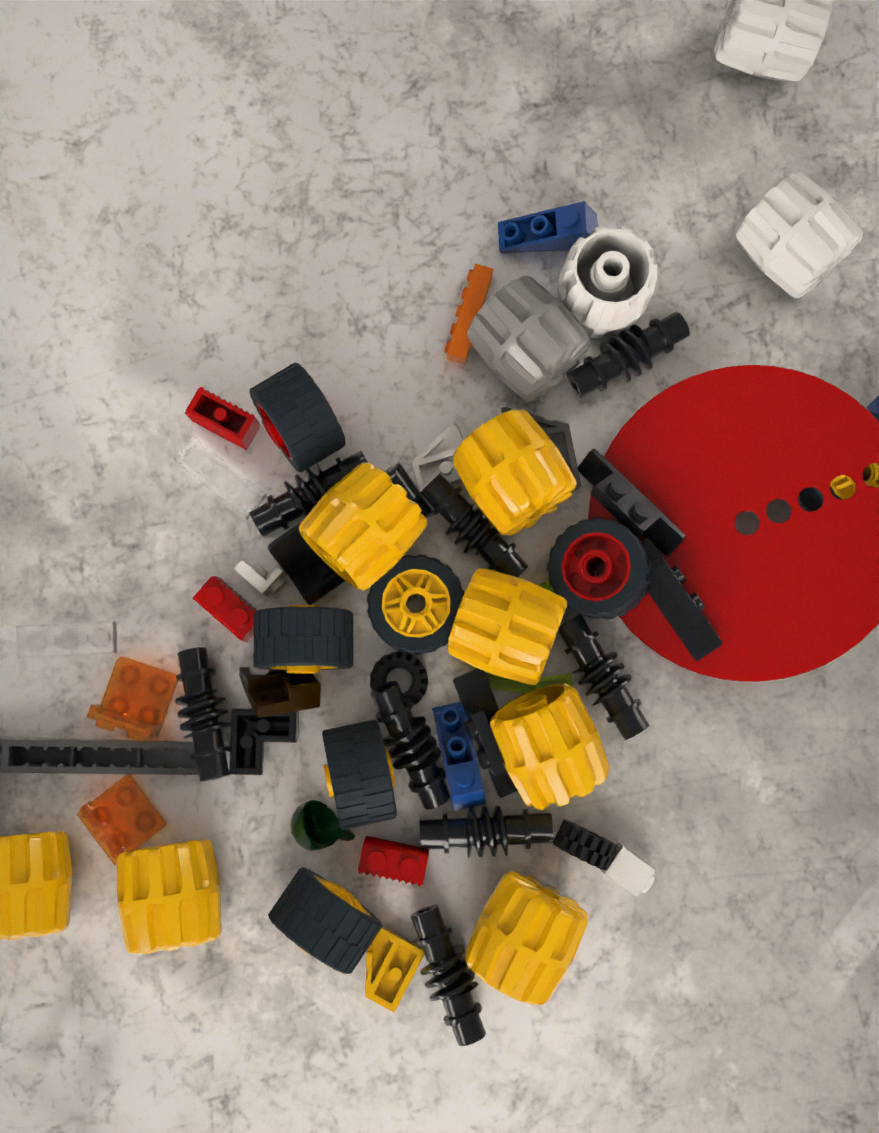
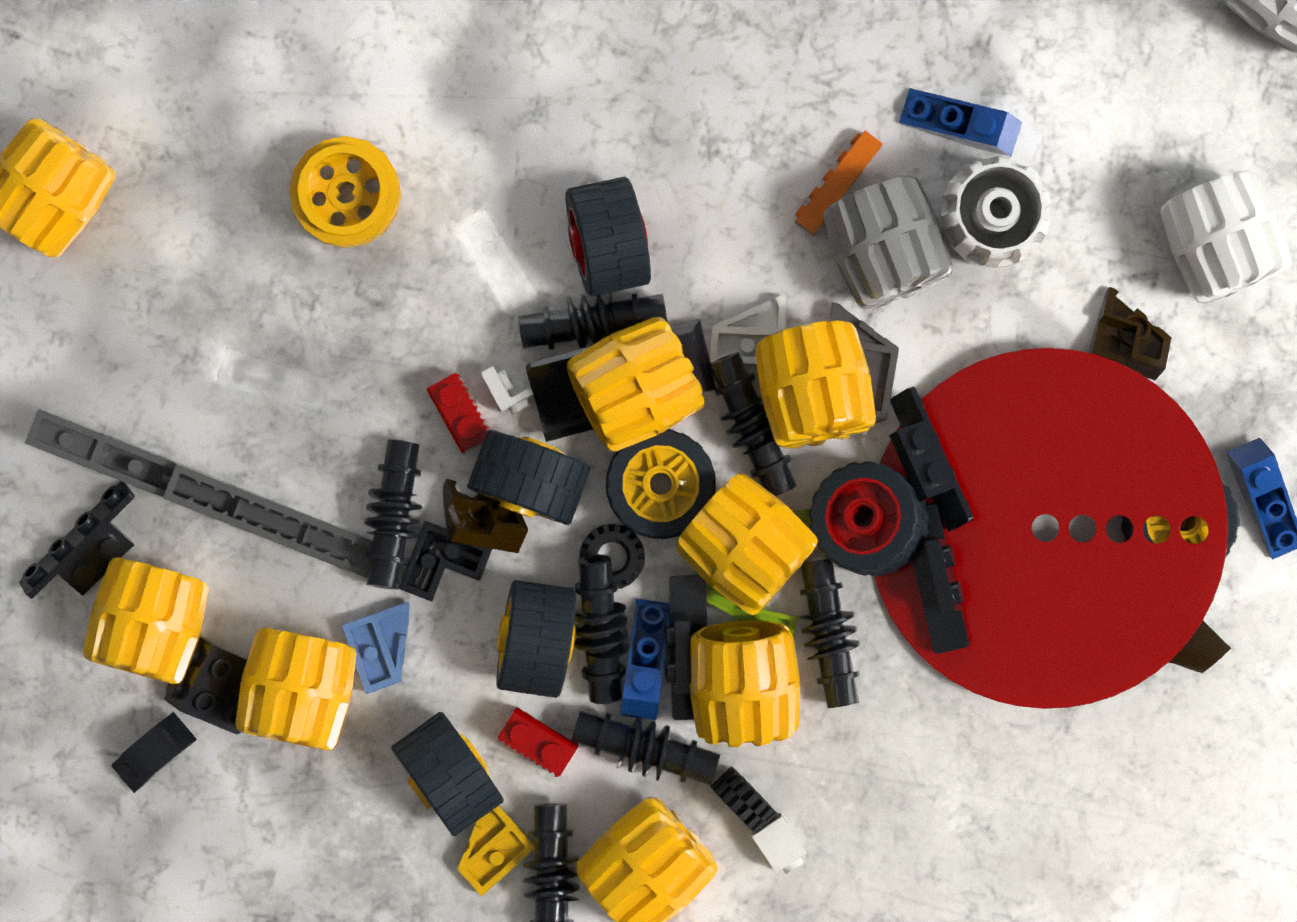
camera: 20 degrees right, 5 degrees up
(69, 992) = (153, 752): none -> black brick
(94, 917) = (210, 686): none -> black bracket
(95, 475) = (374, 166): none -> yellow wheel
(121, 818) = (265, 592): clear orange hinge -> none
(135, 699) = (325, 471): clear orange bracket -> none
(223, 418) = (526, 203): red brick -> none
(232, 828) = (380, 646): none -> medium blue wing
(317, 826) = (470, 677): dark green piece -> none
(627, 352) = (993, 295): black piece -> none
(747, 346) = (1129, 337): none -> dark brown slope

